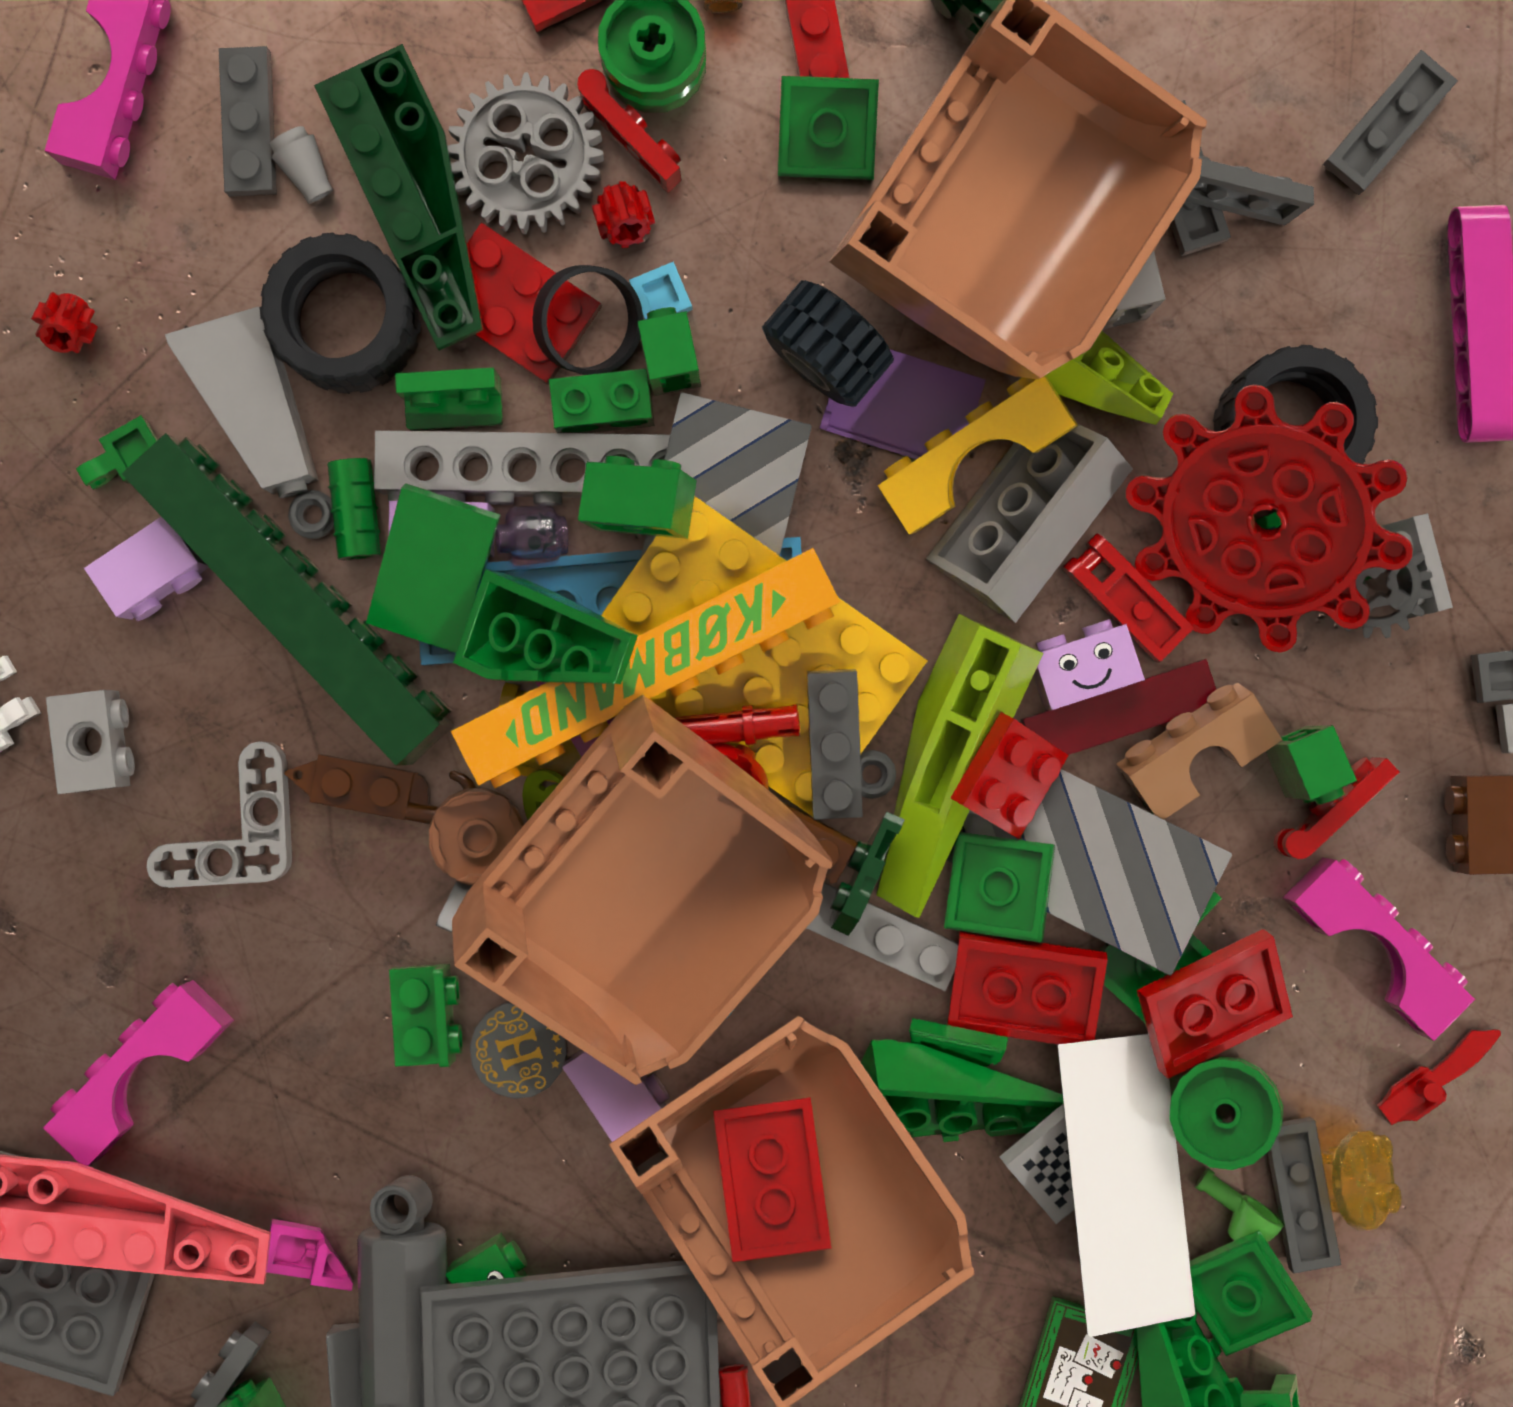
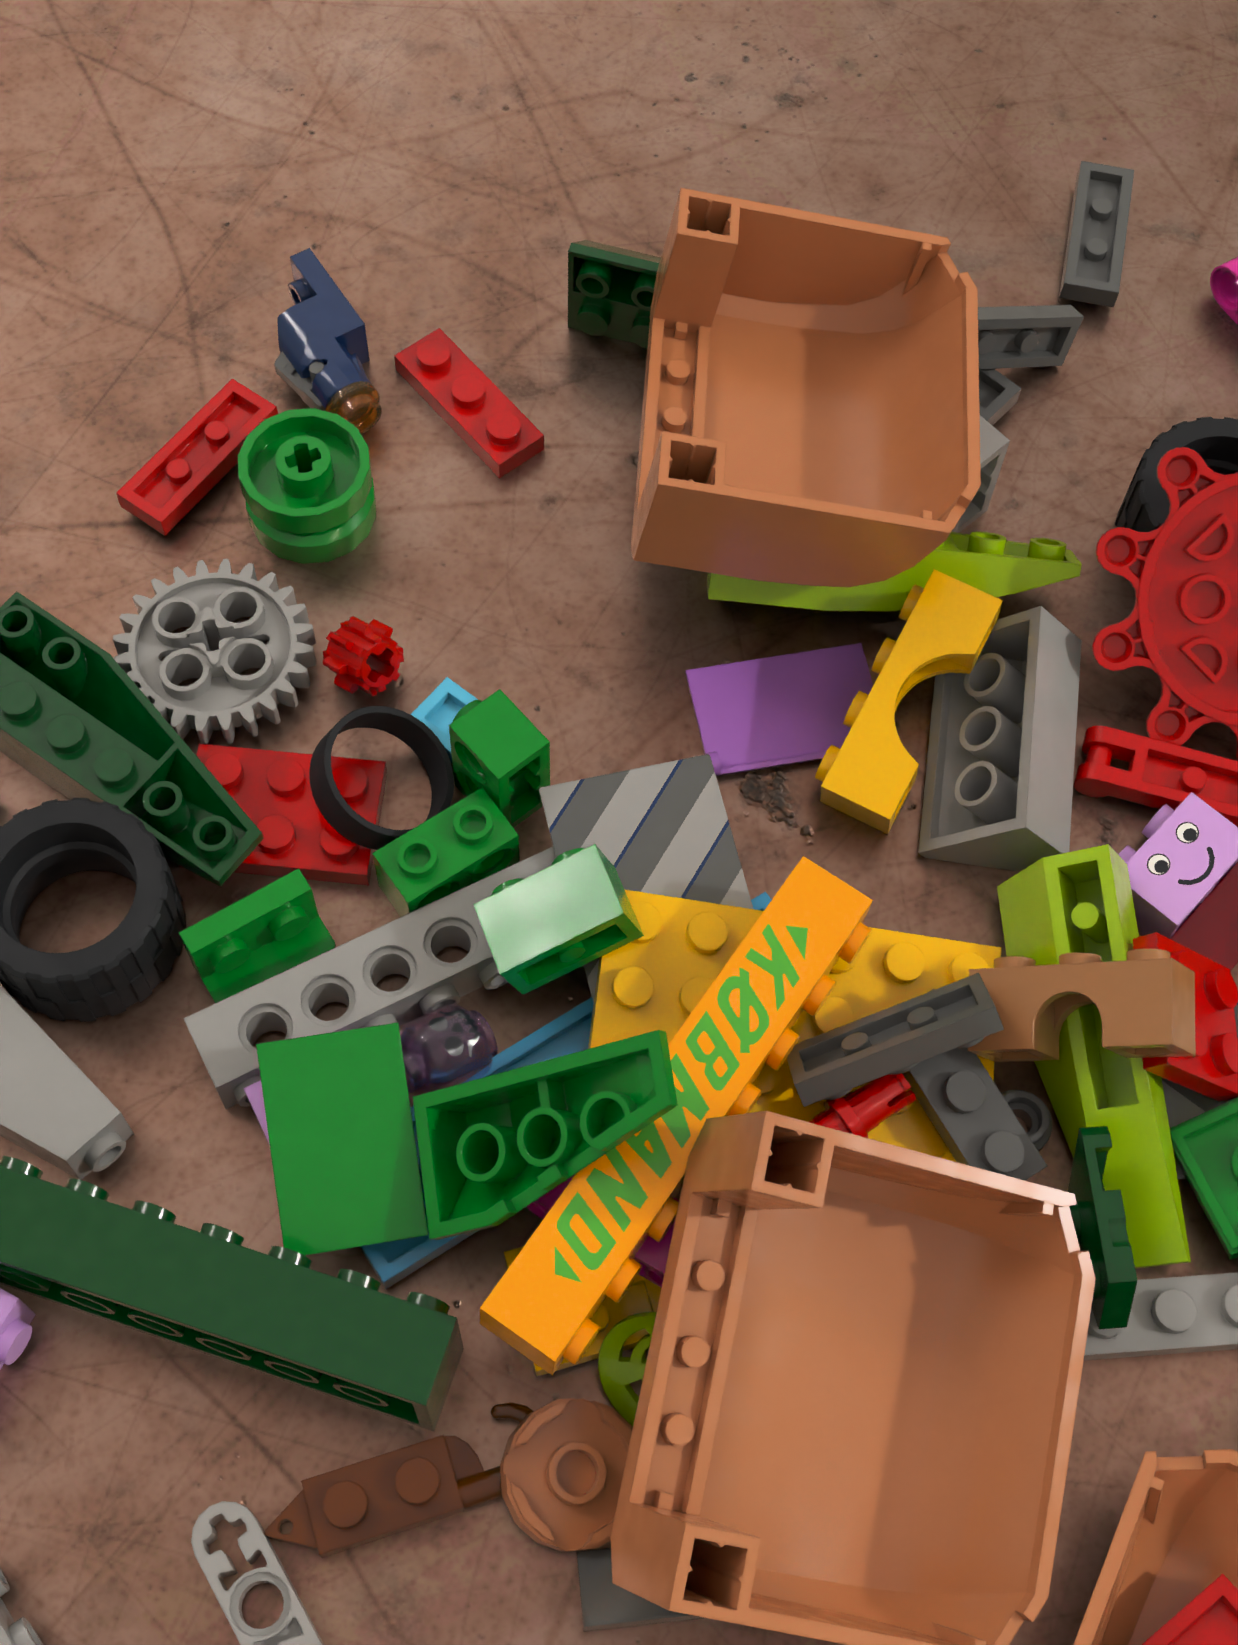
camera: 30 degrees left, 25 degrees down
(298, 511) = (140, 1155): dark grey plate -> none
(354, 509) = (199, 1137): green axle -> none
(628, 129) = (326, 578): red plate -> none
(802, 696) = (893, 1040): none -> dark grey plate
(828, 127) = (540, 478): green tile -> none
(828, 343) = (675, 663): black wheel -> none
(963, 762) = (1141, 1003): none -> medium nougat arch

